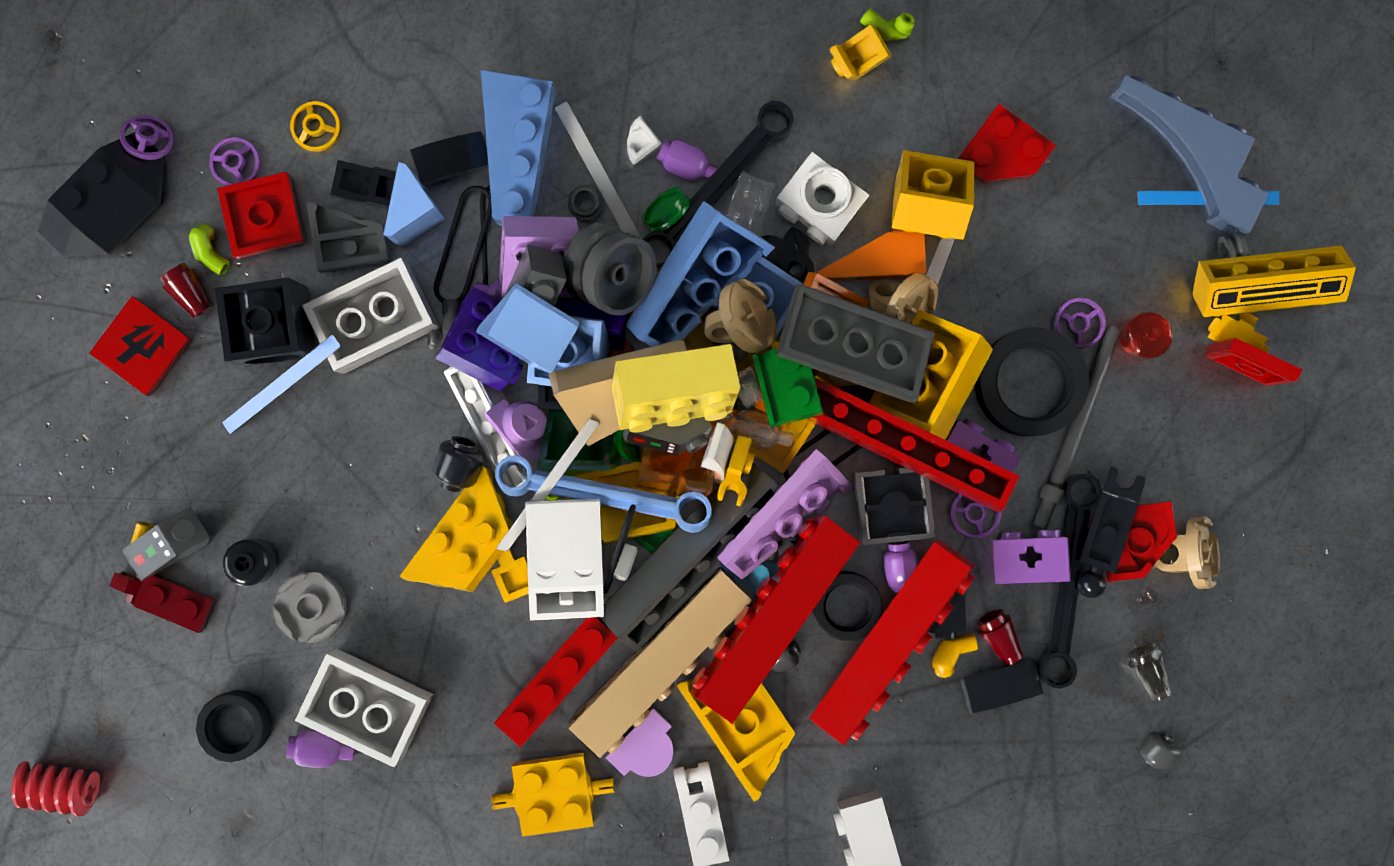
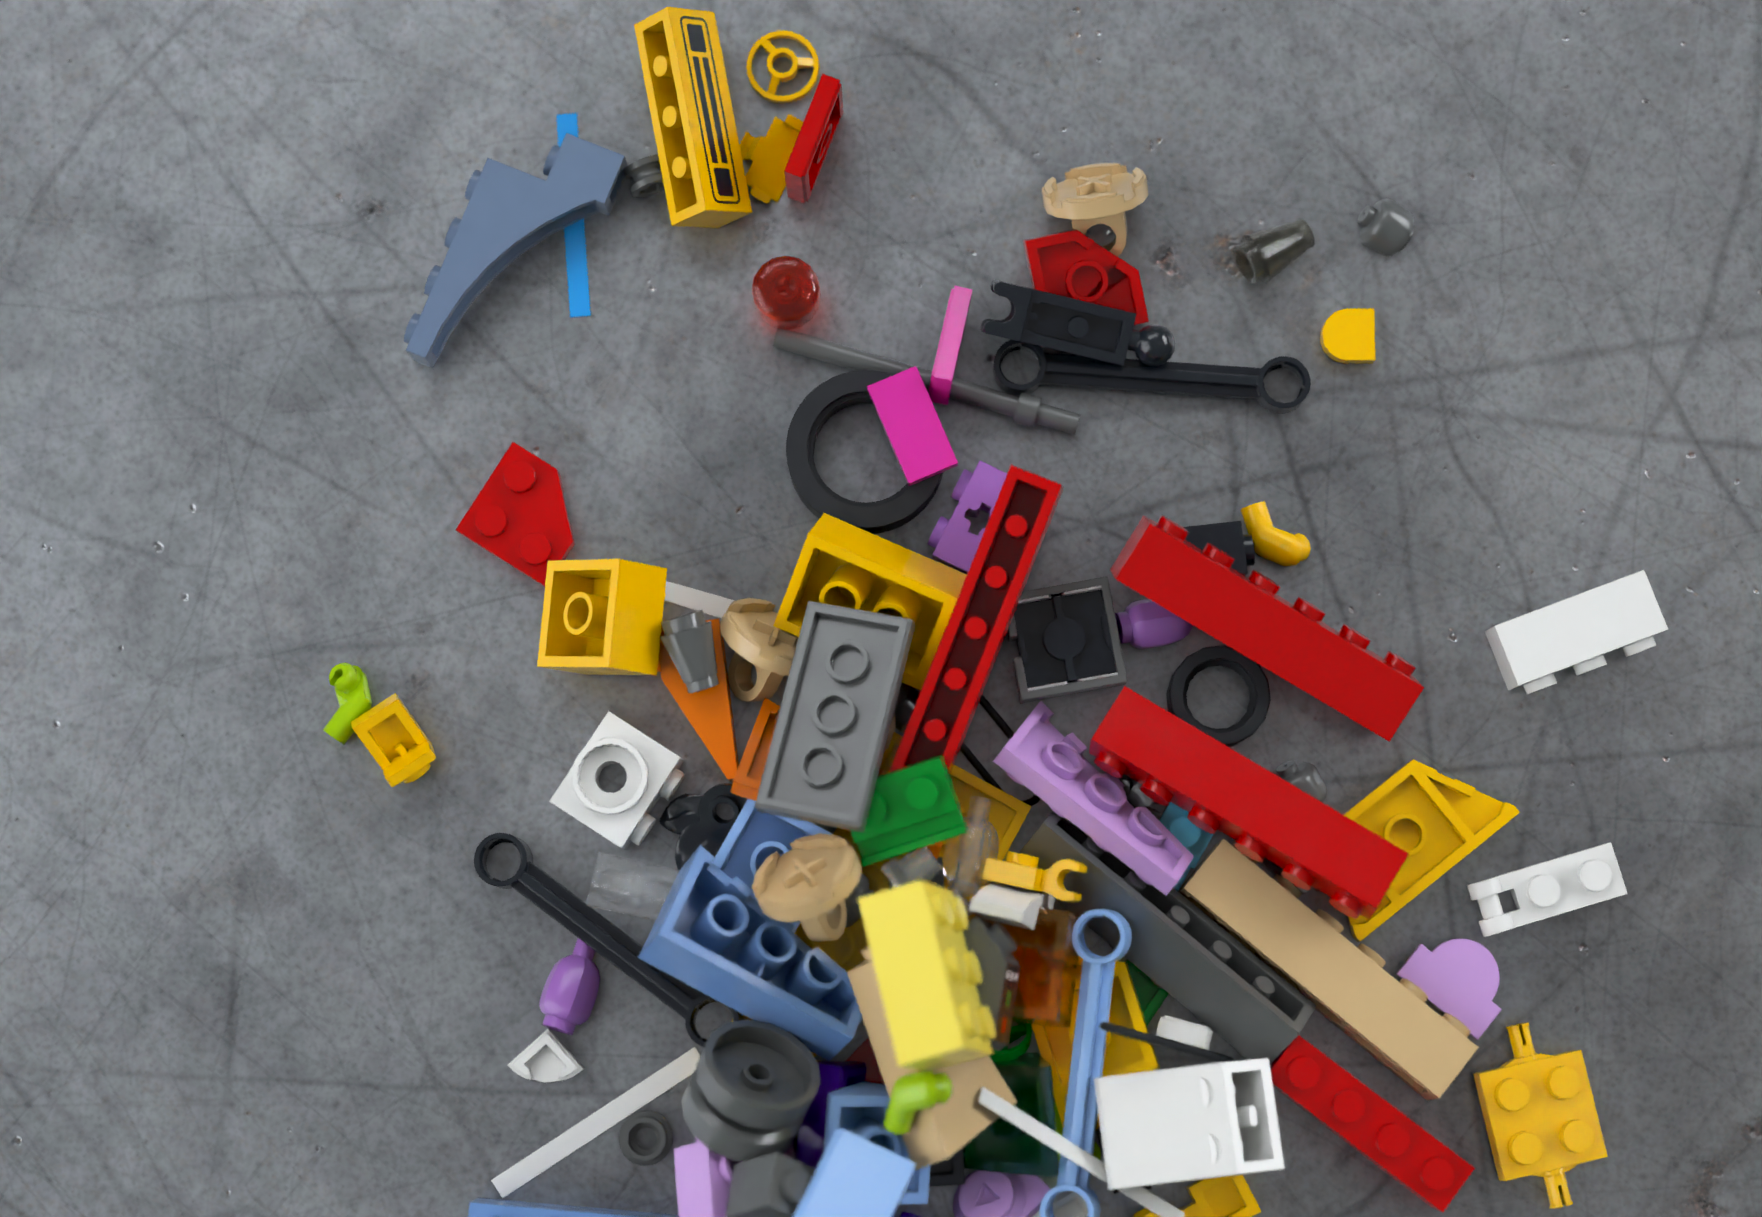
camera: 95 degrees left, 5 degrees down
(597, 373) = (915, 1093): none -> lime arm
(666, 209) = (650, 1014): green piece -> none
(906, 252) = (692, 649): none -> dark grey cone
(978, 522) = (1077, 515): medium lavender piece -> none
(1000, 635) = (1241, 469): dark red cone -> none
(1001, 685) = (1314, 462): black slope -> none
(1048, 414) = (912, 425): none -> dark pink tile
(1052, 568) = (1140, 462): medium lavender brick -> none
(1086, 318) = (763, 379): medium lavender piece -> none
(1086, 718) = (1350, 336): none -> yellow tile
(1101, 444) = (949, 344): none -> tile
(1312, 341) = (777, 77): none -> yellow piece

